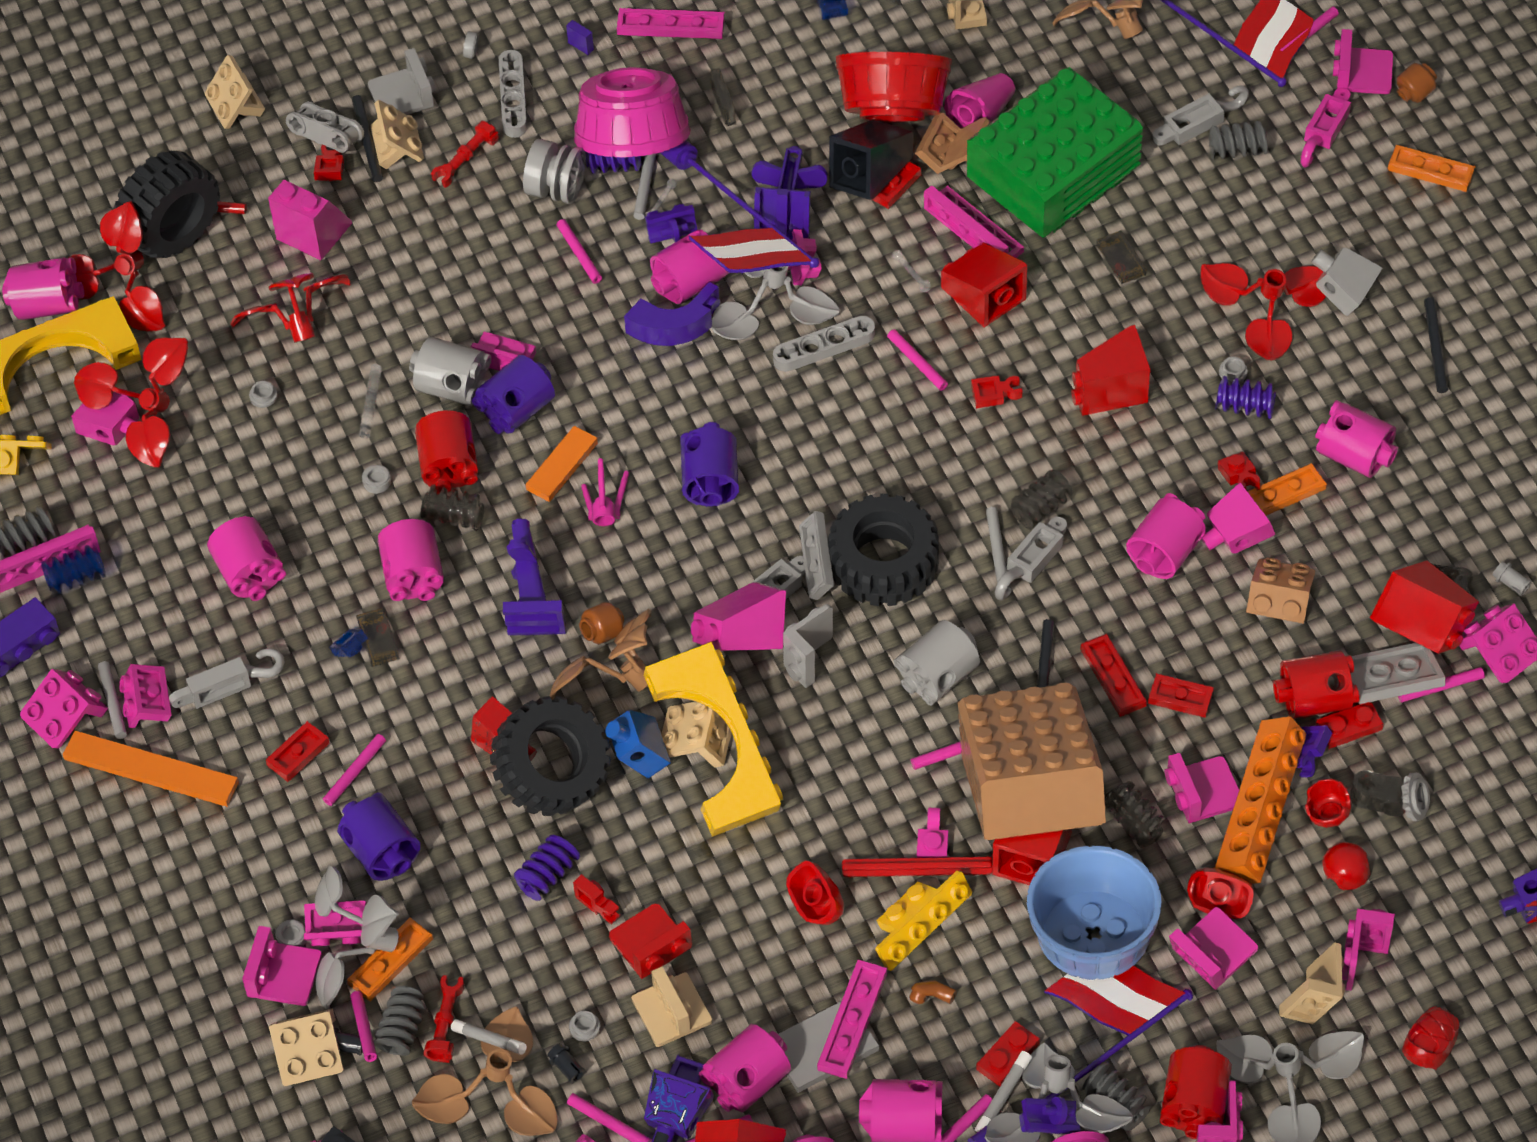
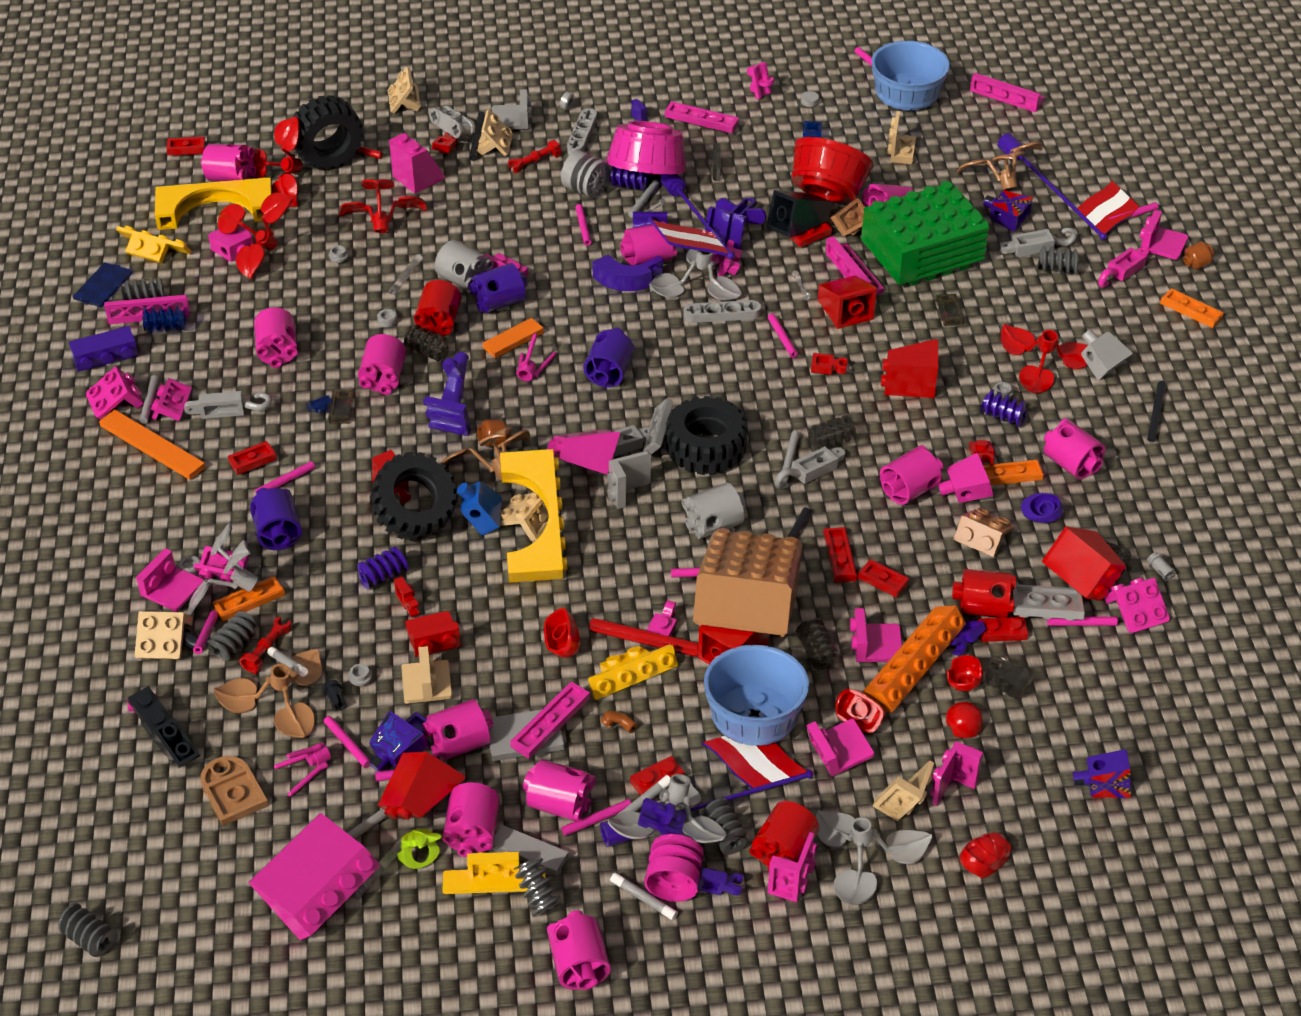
camera: 15 degrees right, 10 degrees down
(1144, 71) = (1009, 208): none -> dark purple torso
(1341, 535) = (1042, 507): none -> dark purple hat
(1415, 796) = (1033, 685): light grey gear -> none

